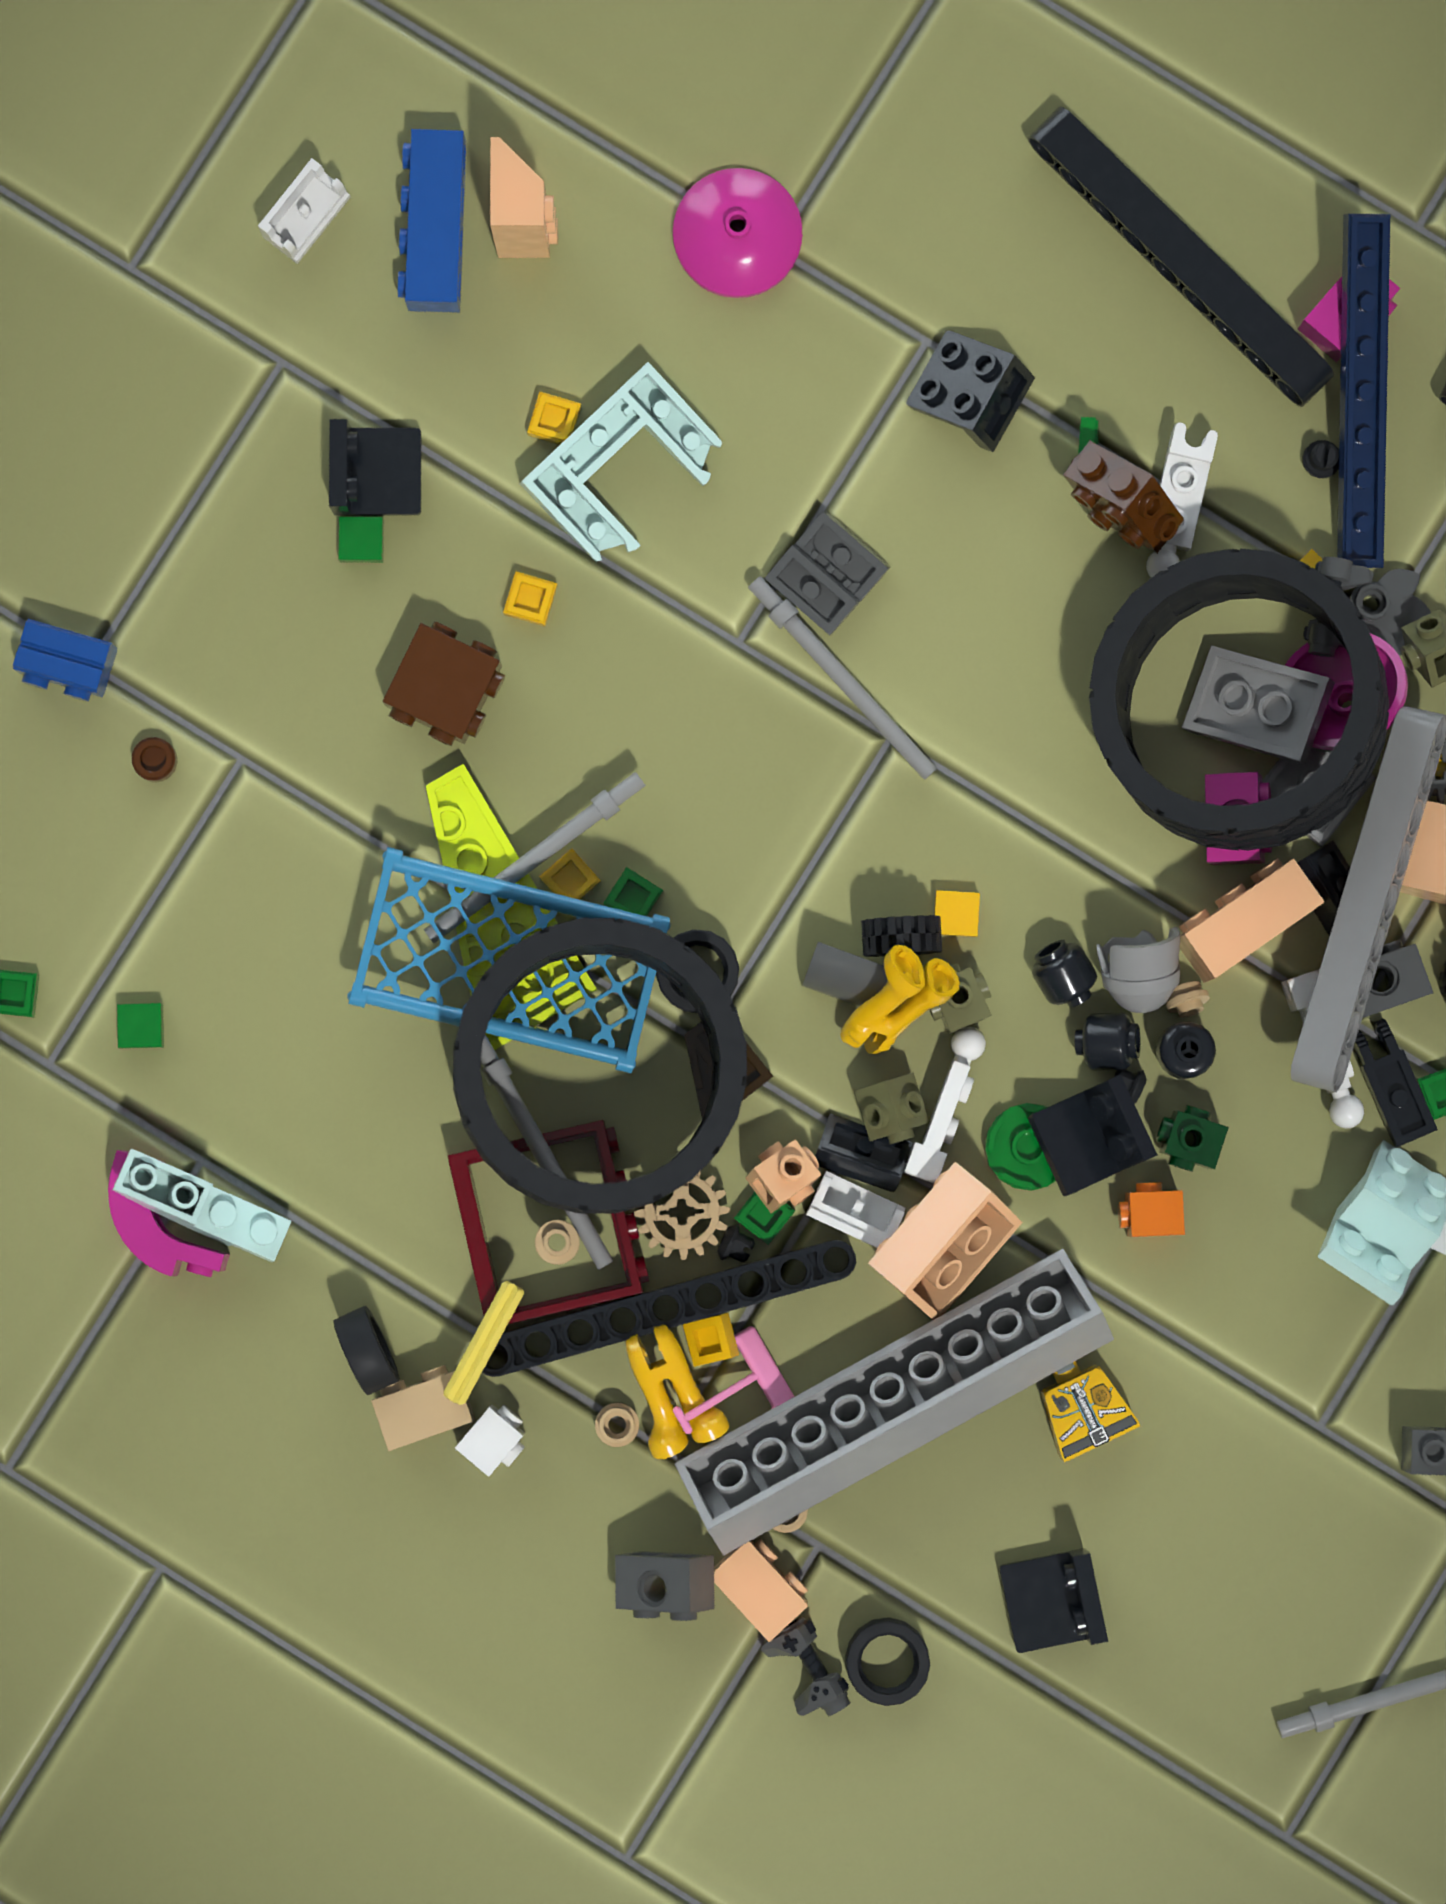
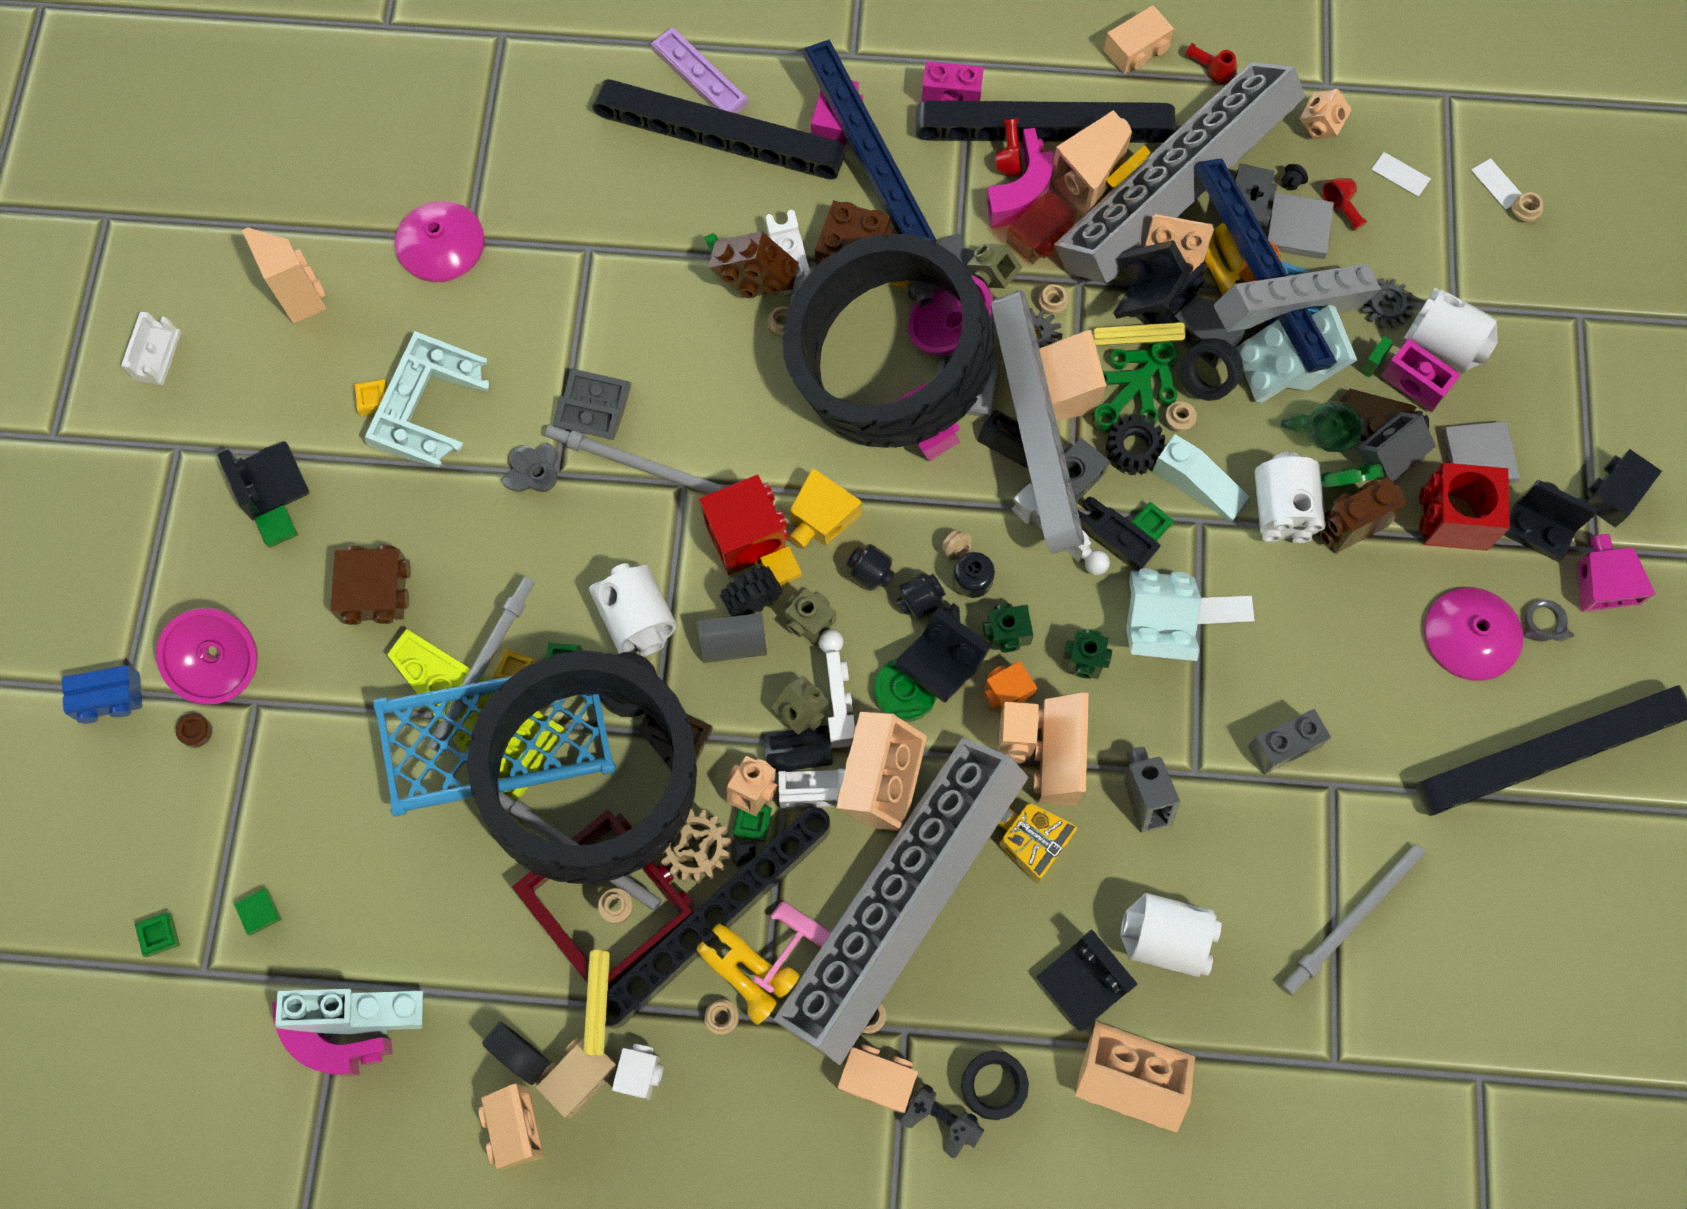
camera: 25 degrees left, 15 degrees down
(196, 697) = (189, 666): none -> dark pink dish
(323, 1429) = (511, 1127): none -> light nougat slope
(434, 220) = (240, 317): blue brick -> none
(530, 598) = (406, 510): yellow tile -> none
(687, 1581) = (791, 1114): dark grey brick -> none
(707, 617) = (532, 469): none -> dark grey plate
(711, 1339) = (757, 923): yellow tile -> none
(748, 886) = (633, 610): none -> white cylinder
(901, 1001) = (763, 656): yellow piece -> none
(937, 843) = (744, 523): none -> red brick
(972, 388) = (628, 254): black bracket -> none
(1042, 869) = (822, 511): none -> yellow torso
(1052, 1735) = (1136, 1077): none -> light nougat slope
(1128, 567) = (774, 317): none -> tan plate
(1132, 1277) = (1018, 730): none -> light nougat brick
(1141, 970) = (917, 537): light grey helmet -> none
(1173, 1322) = (1062, 750): none -> light nougat slope
(1178, 1603) = (1170, 934): none -> white cylinder
(1197, 152) = (698, 72): none -> lavender tile
(1247, 918) = (967, 473): light nougat brick -> none
(1247, 1441) = (1150, 791): none -> dark grey torso
(1253, 1221) = (1083, 663): none -> dark green brick
(1258, 705) = (903, 346): light grey plate -> none
(1275, 509) = (848, 224): none -> reddish brown brick
(1321, 459) = (866, 198): black piece -> none

